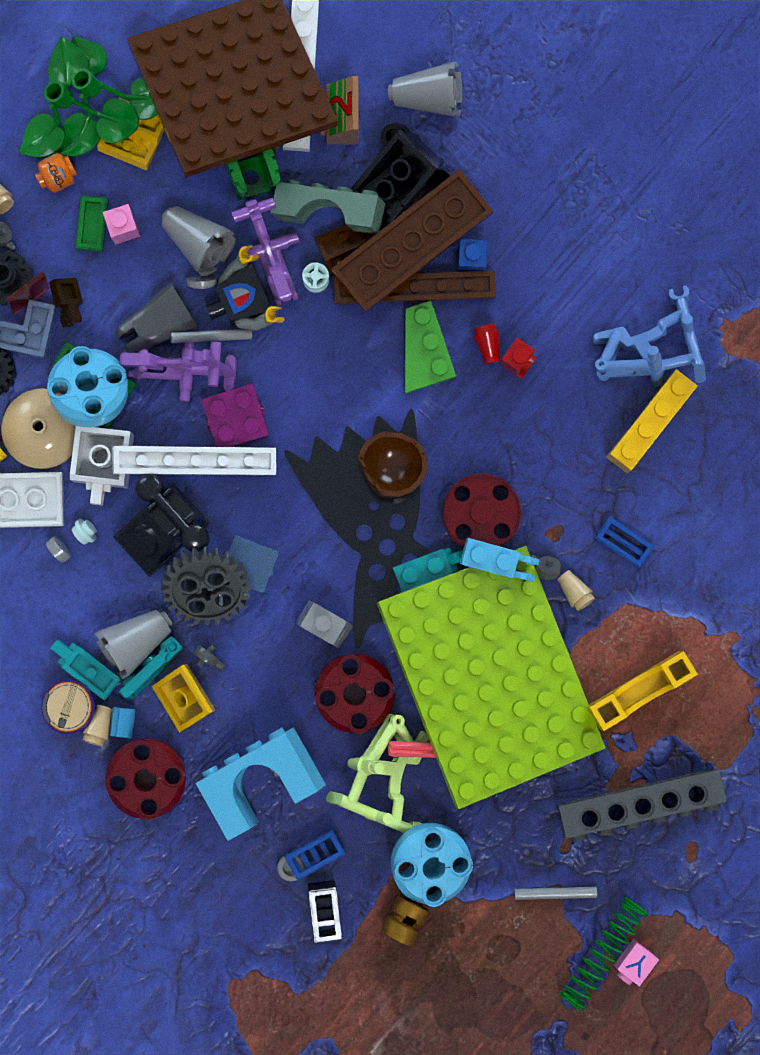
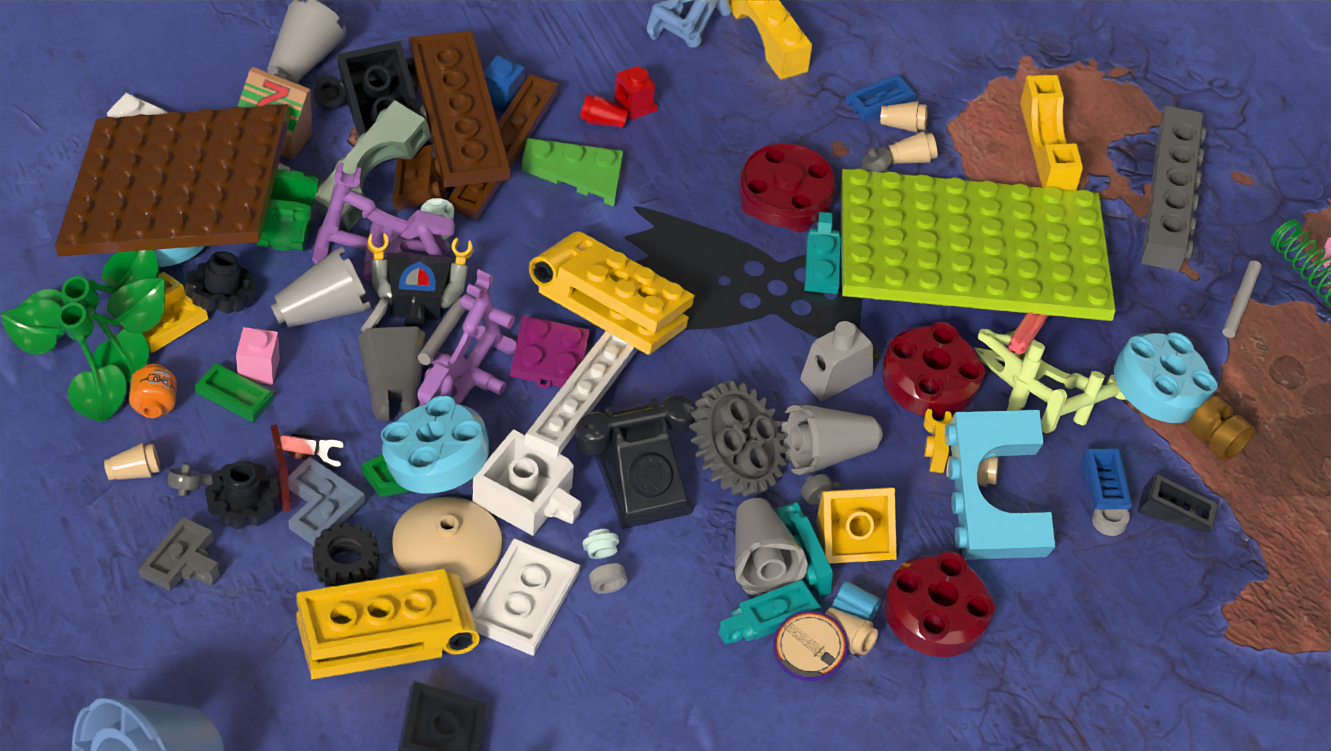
camera: 65 degrees left, 35 degrees down
(165, 167) = (220, 284): none -> black plant
(249, 646) = (826, 437): none -> light grey cone
(287, 722) = (935, 445): none -> yellow plate
(307, 408) = (612, 291): none -> yellow hinge
(393, 464) = (694, 226): reddish brown cylinder -> none
(495, 559) = (849, 181): medium azure hinge -> none
(608, 570) = (905, 116): none -> tan cone

